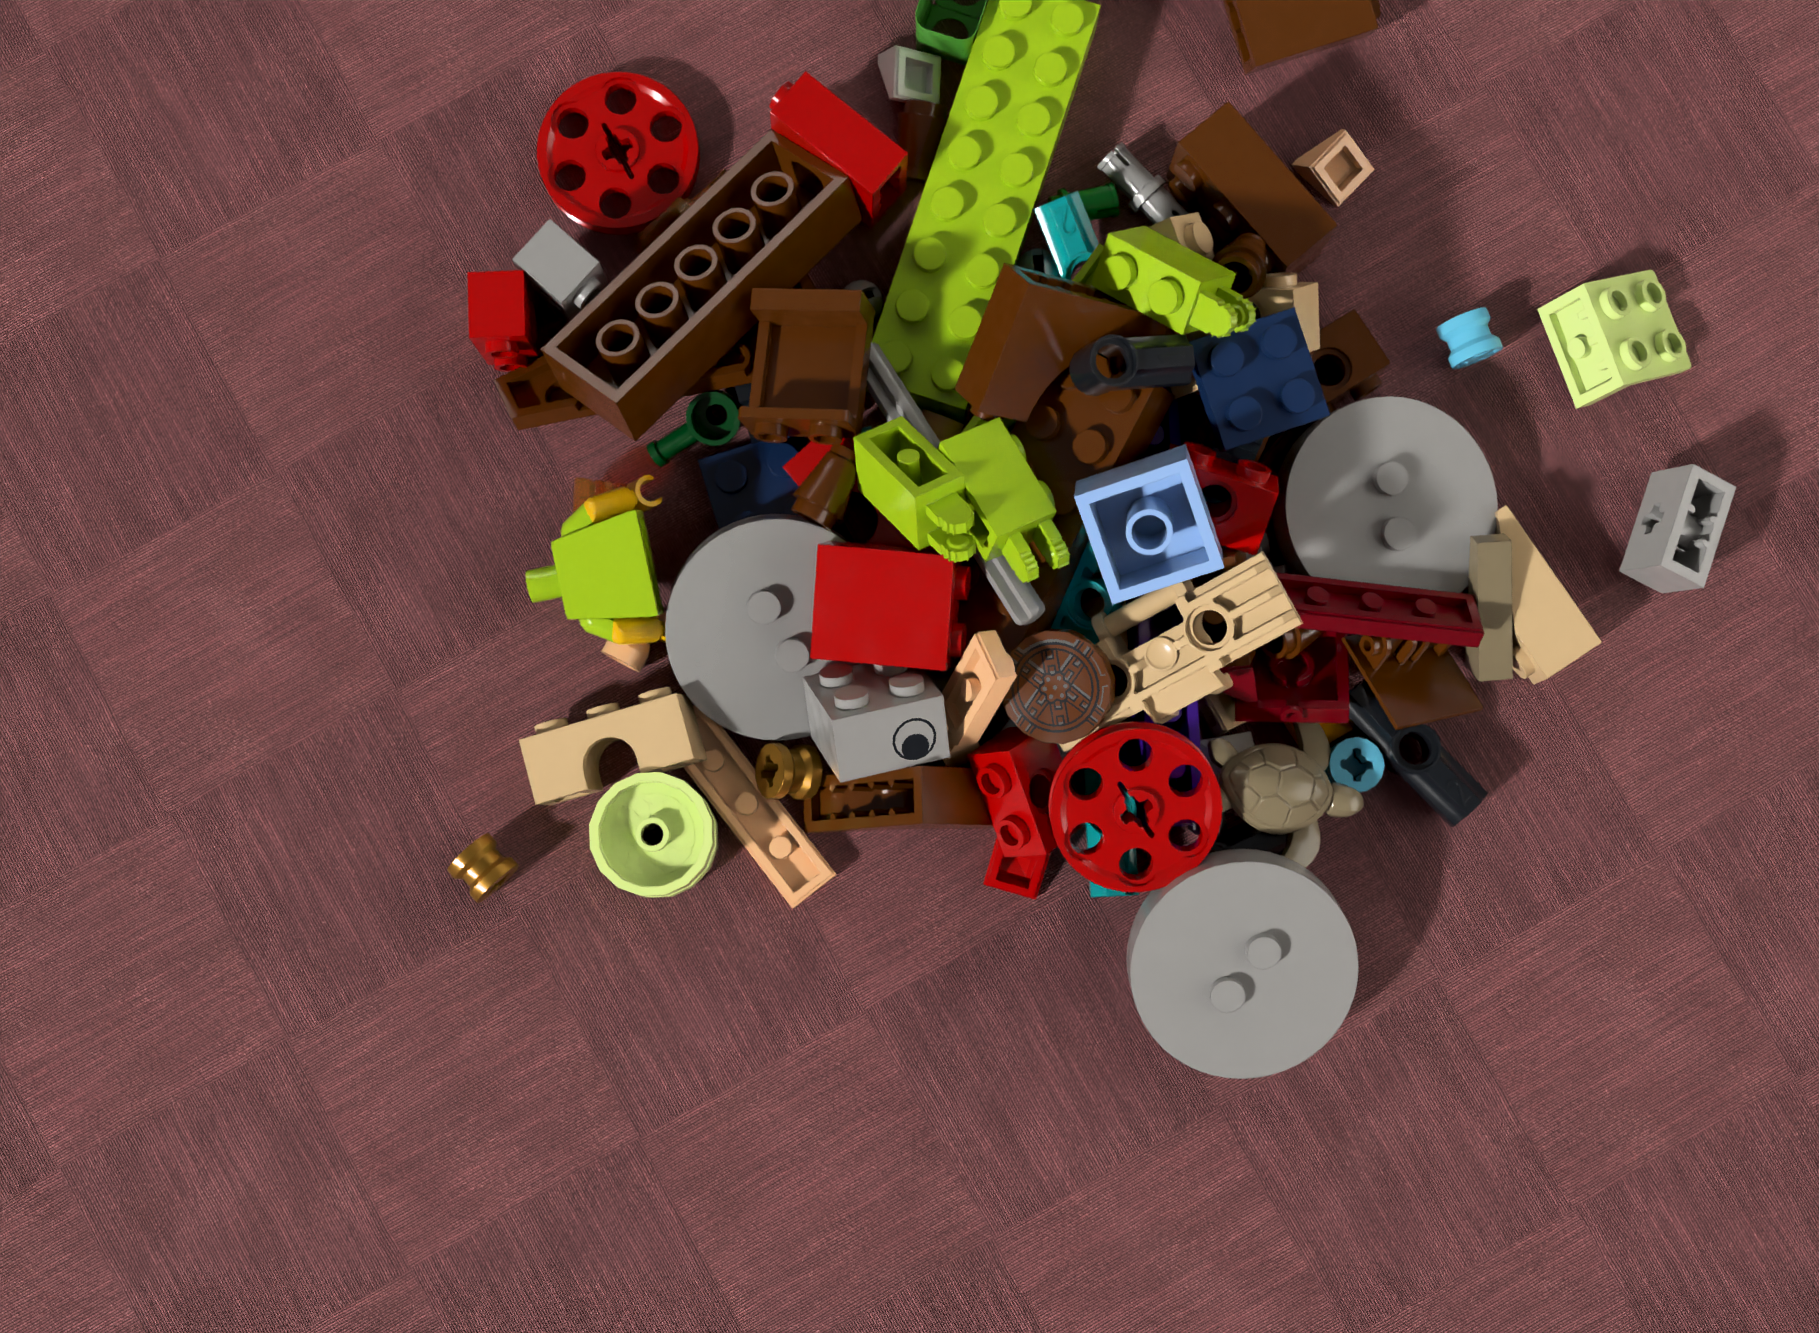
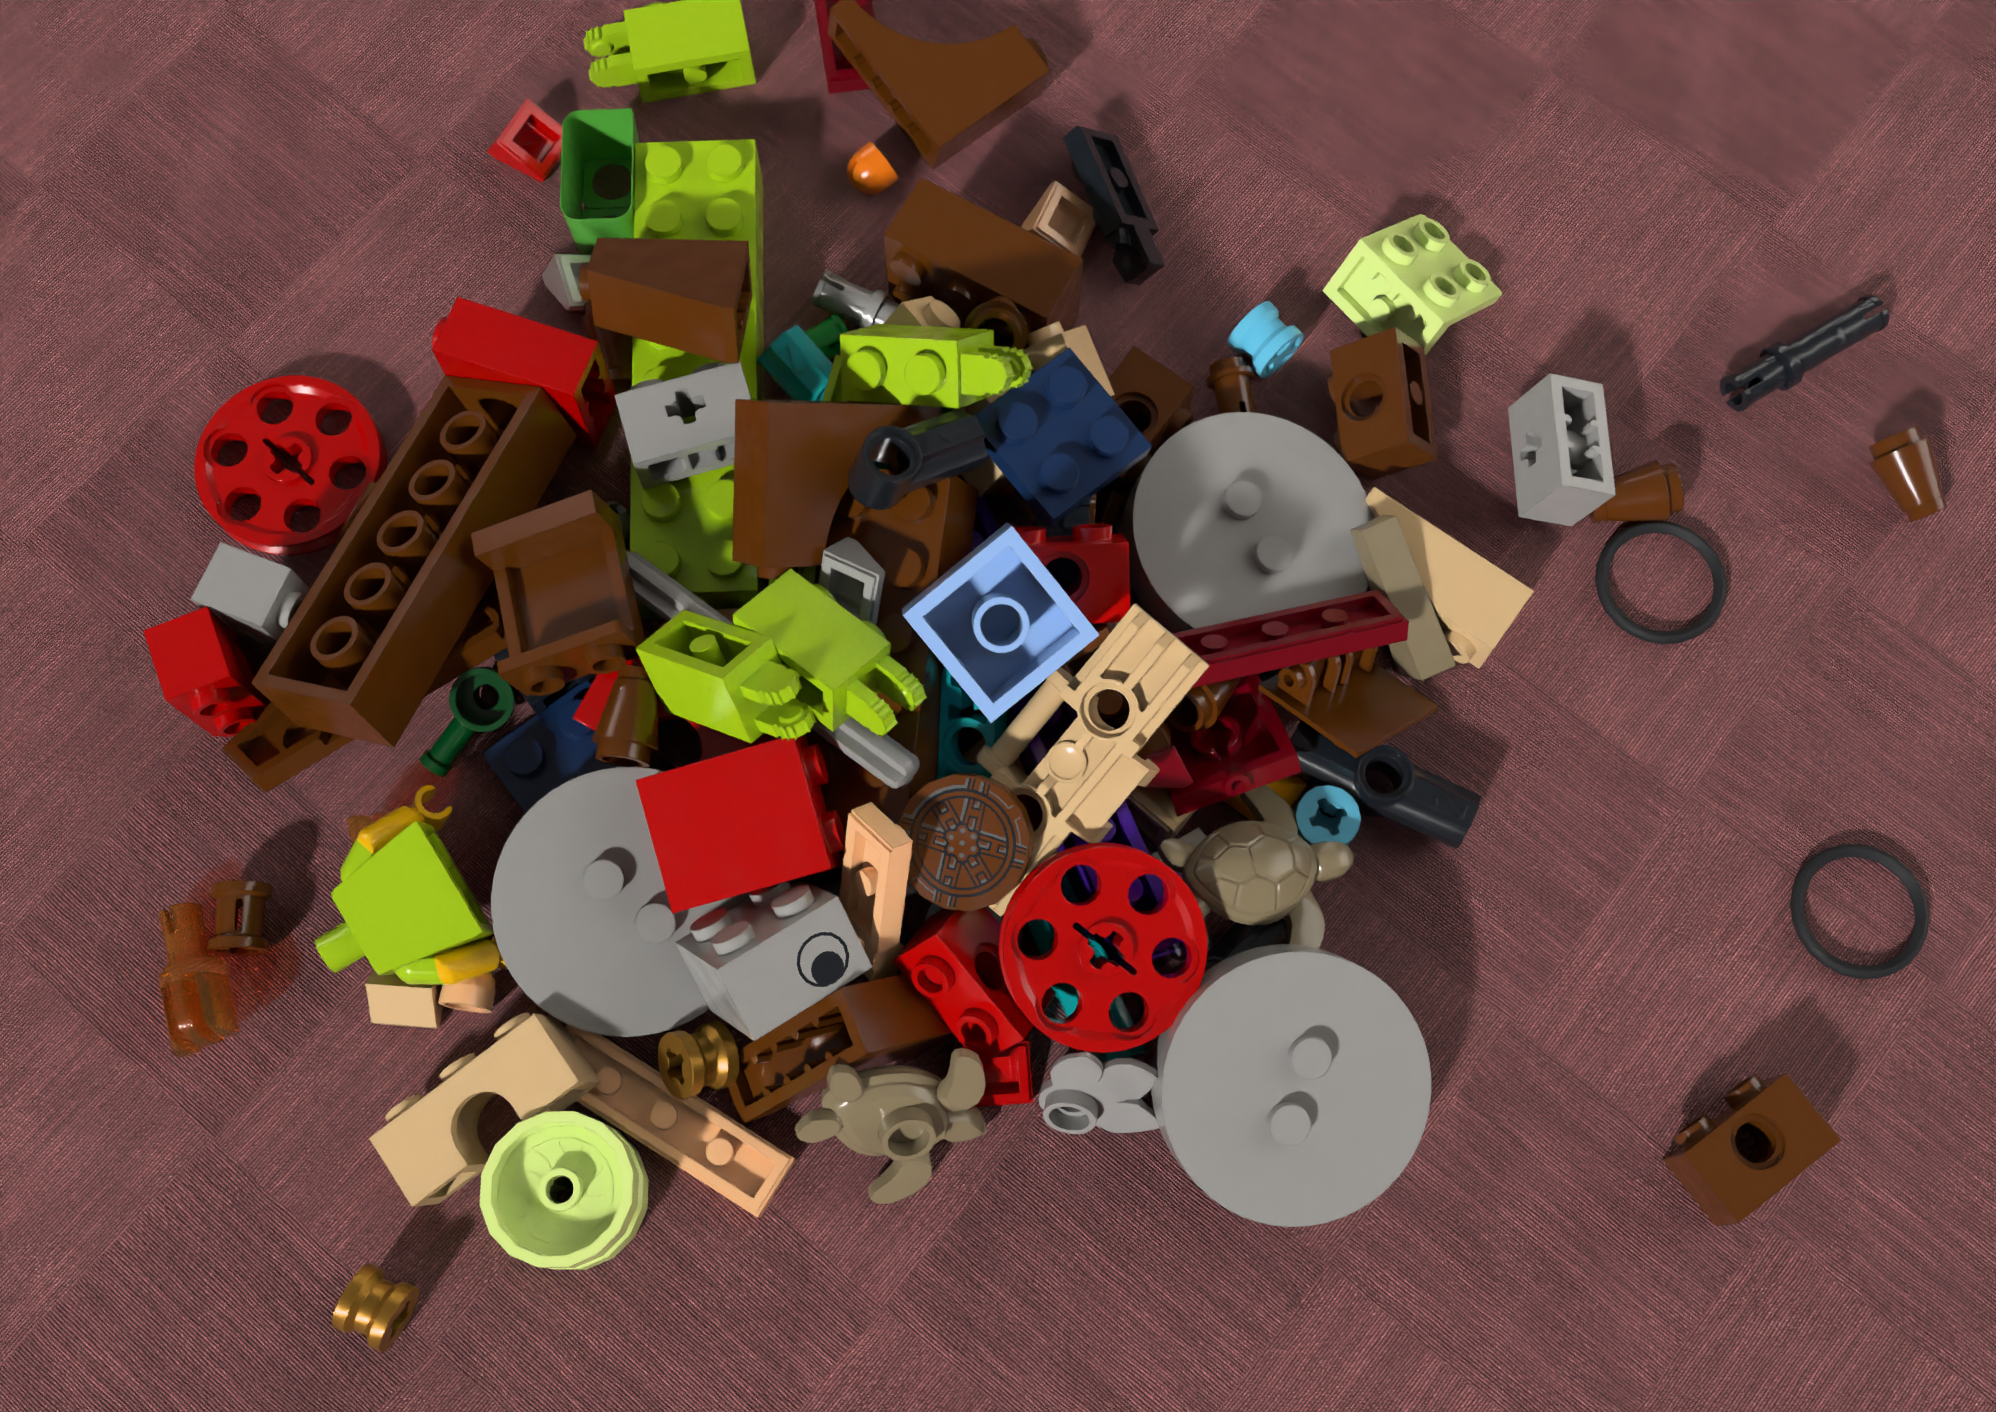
camera: 20 degrees left, 10 degrees down
(417, 565) = (193, 984): none -> clear orange arm
(481, 514) = (229, 897): none -> reddish brown bush
(571, 640) = (401, 1003): none -> tan slope
(929, 874) = (899, 1115): none -> dark tan animal
(931, 257) = (655, 427): none -> light grey brick
(984, 134) = (672, 292): none -> reddish brown slope
(1045, 442) = (853, 578): none -> light grey slope
(1082, 911) = (1098, 1094): none -> light grey plate
(1189, 60) = (870, 170): none -> orange hinge
(1391, 166) = (1117, 202): none -> black hinge
(1424, 372) = (1231, 385): none -> reddish brown pin
(1553, 461) = (1402, 428): none -> reddish brown brick
(1616, 1149) = (1787, 1137): none -> reddish brown brick
(1688, 710) = (1637, 630): none -> black tyre
(1733, 590) = (1643, 495): none -> reddish brown cone
(1804, 974) = (1913, 887): none -> black tyre

